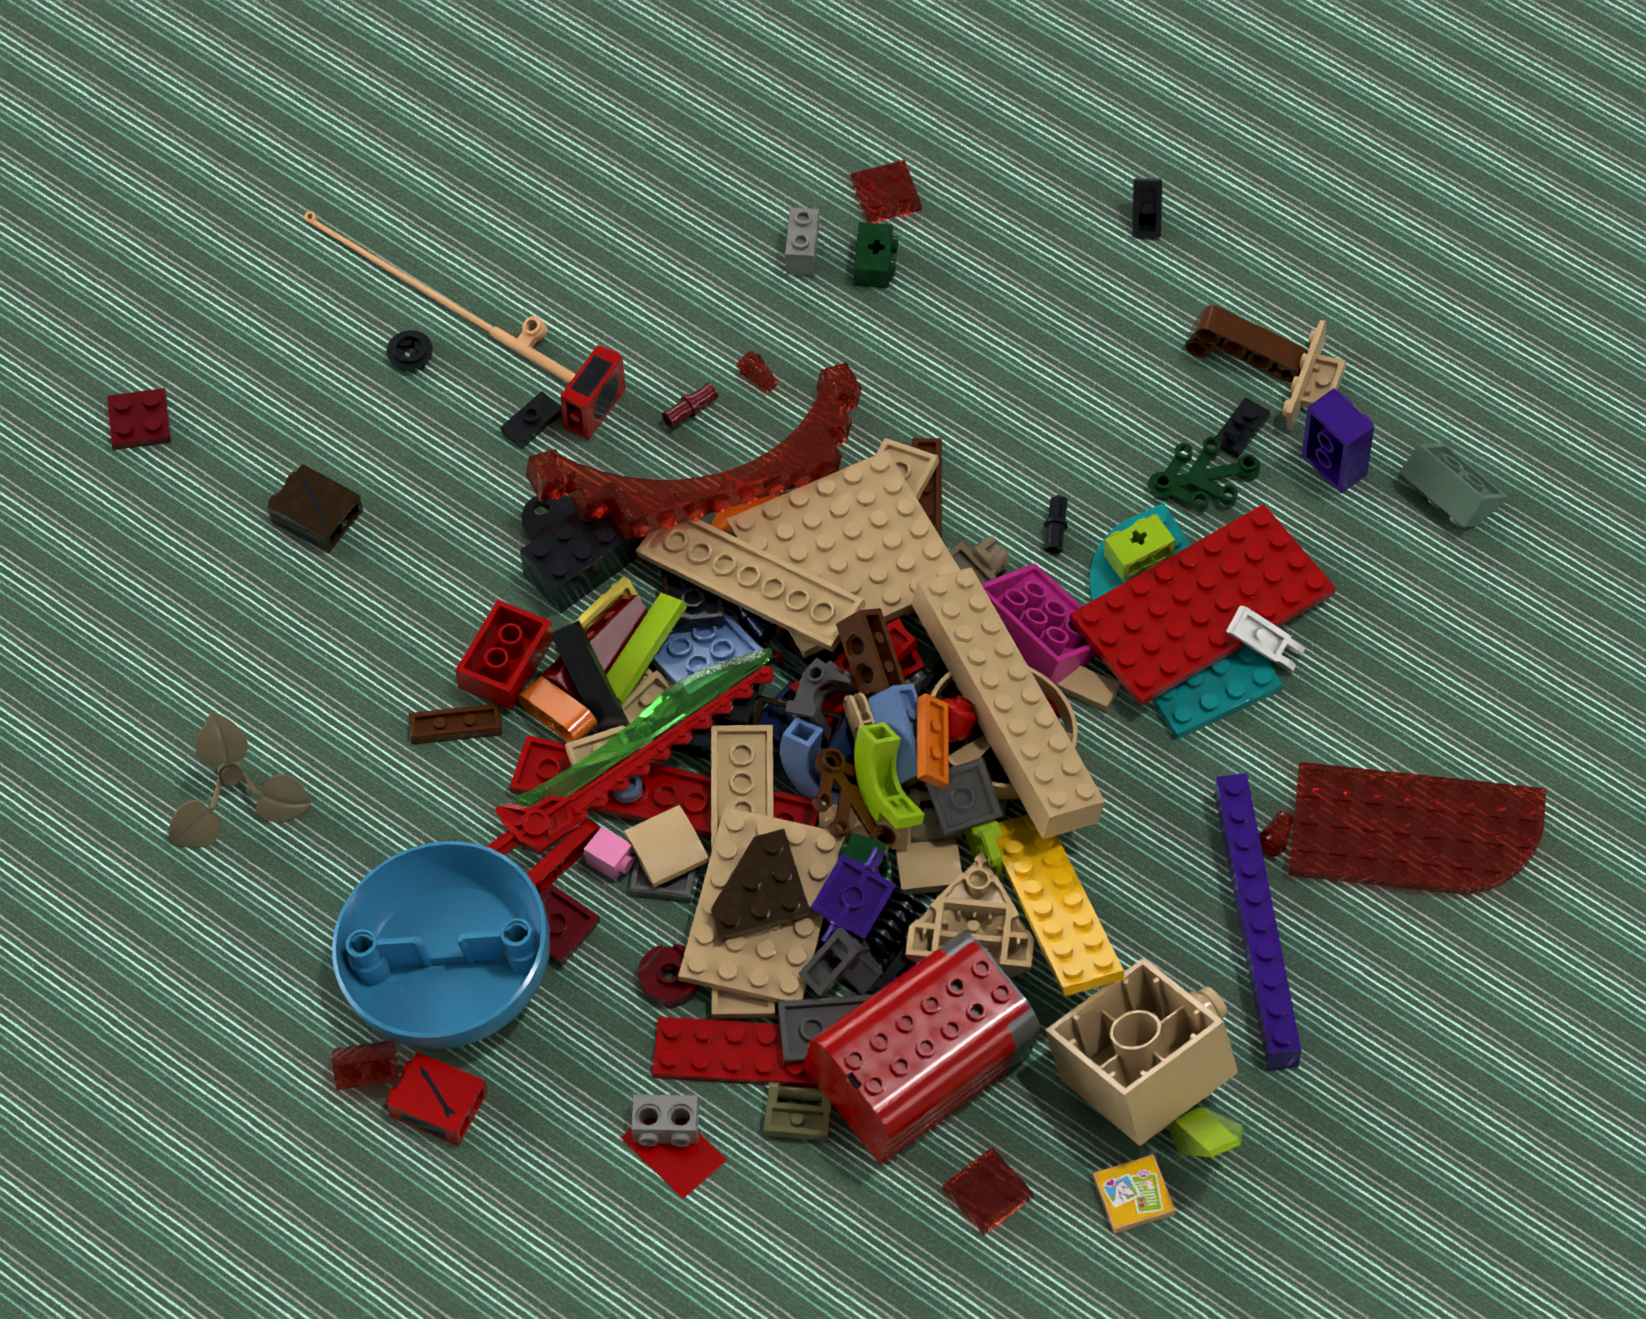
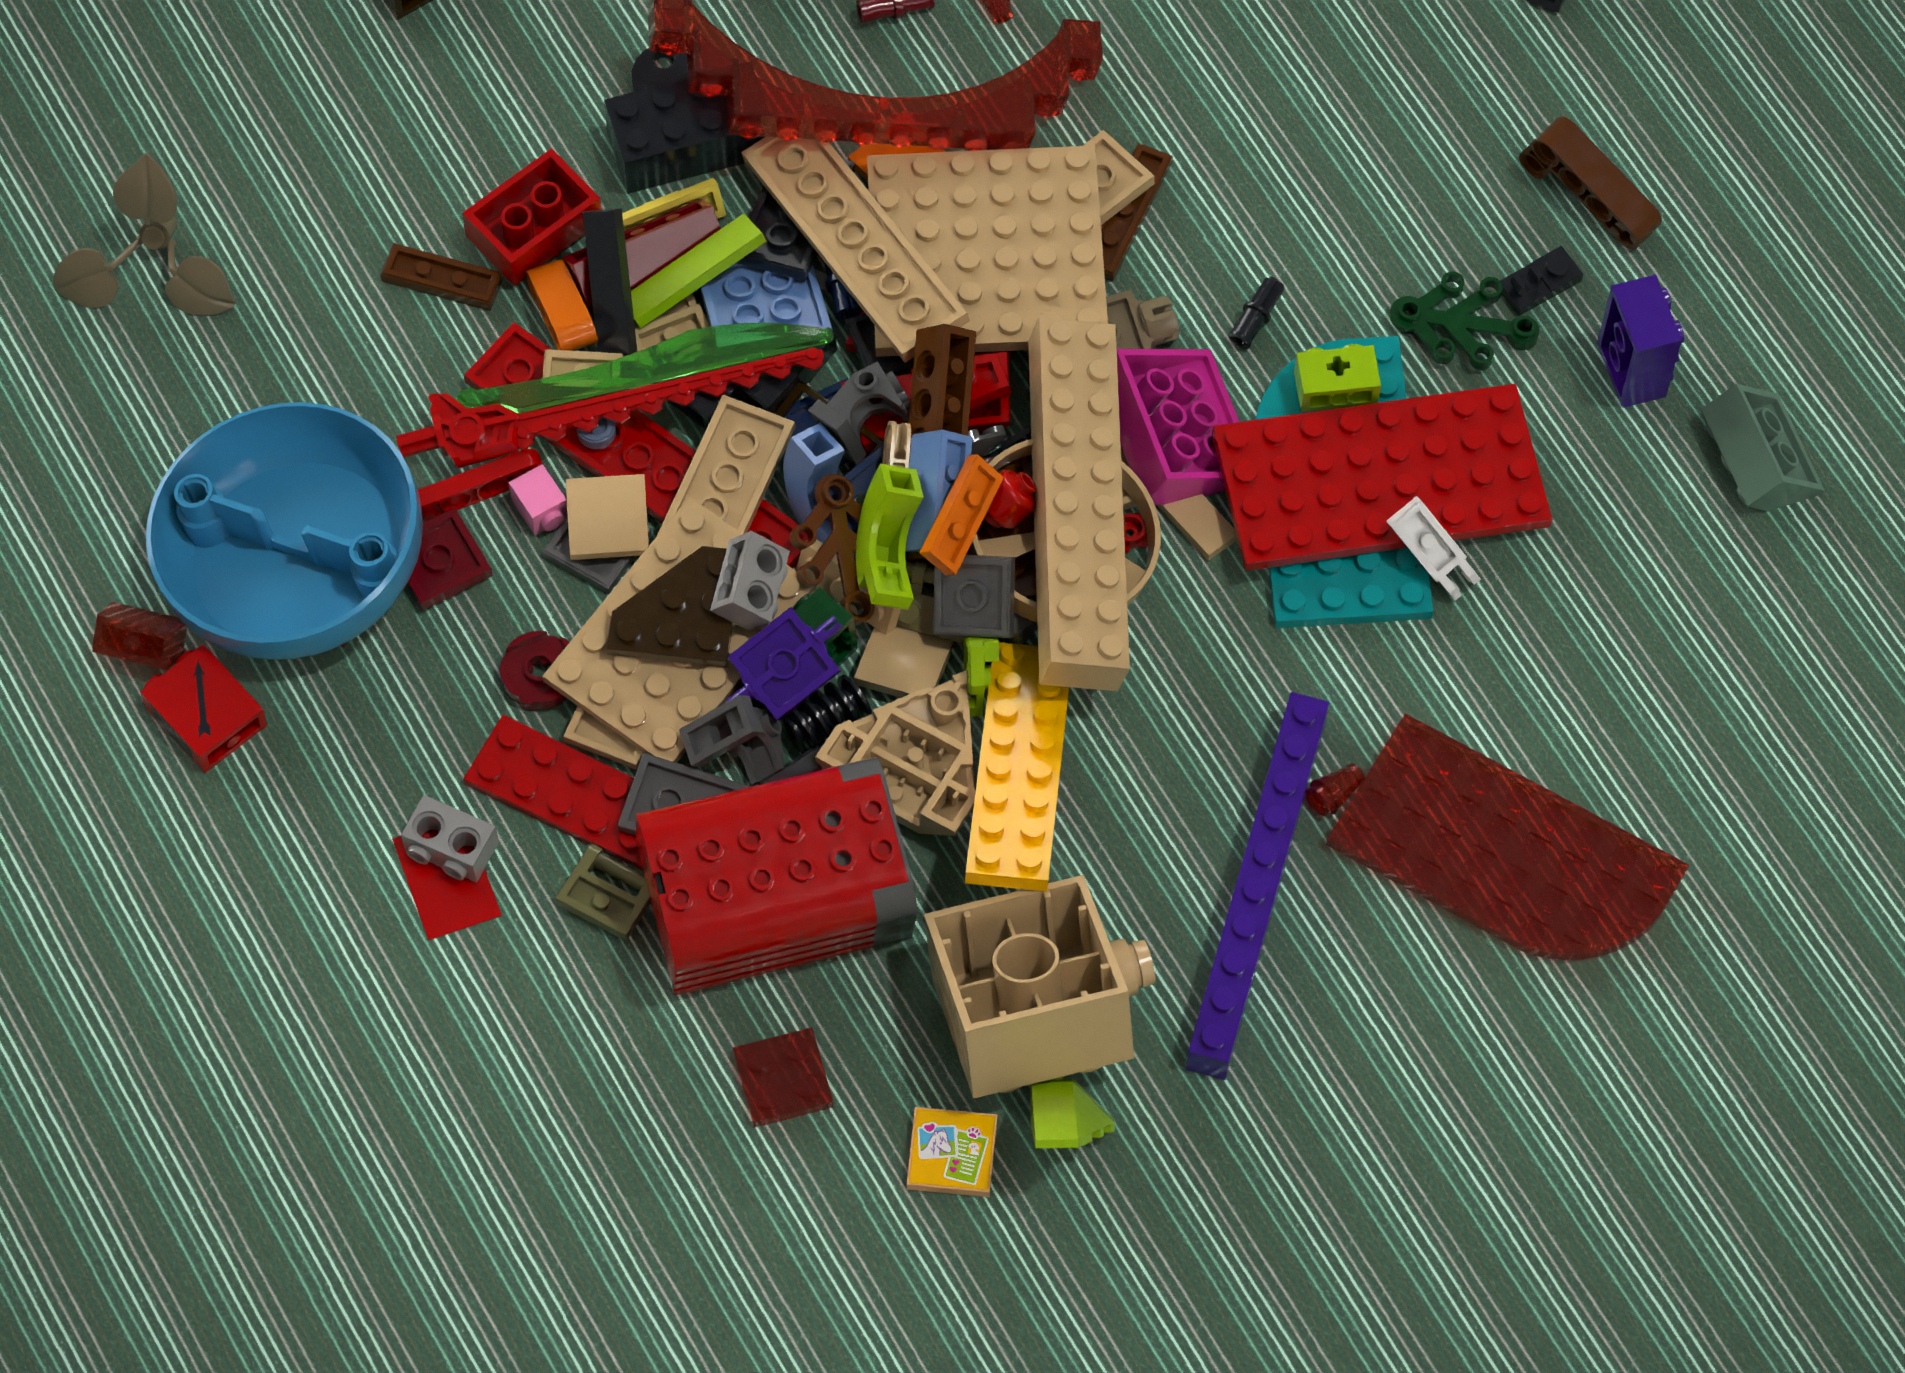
camera: 20 degrees right, 5 degrees up
(802, 846) = (750, 580): none -> light grey brick
(1317, 376) = (1659, 251): tan bracket -> none

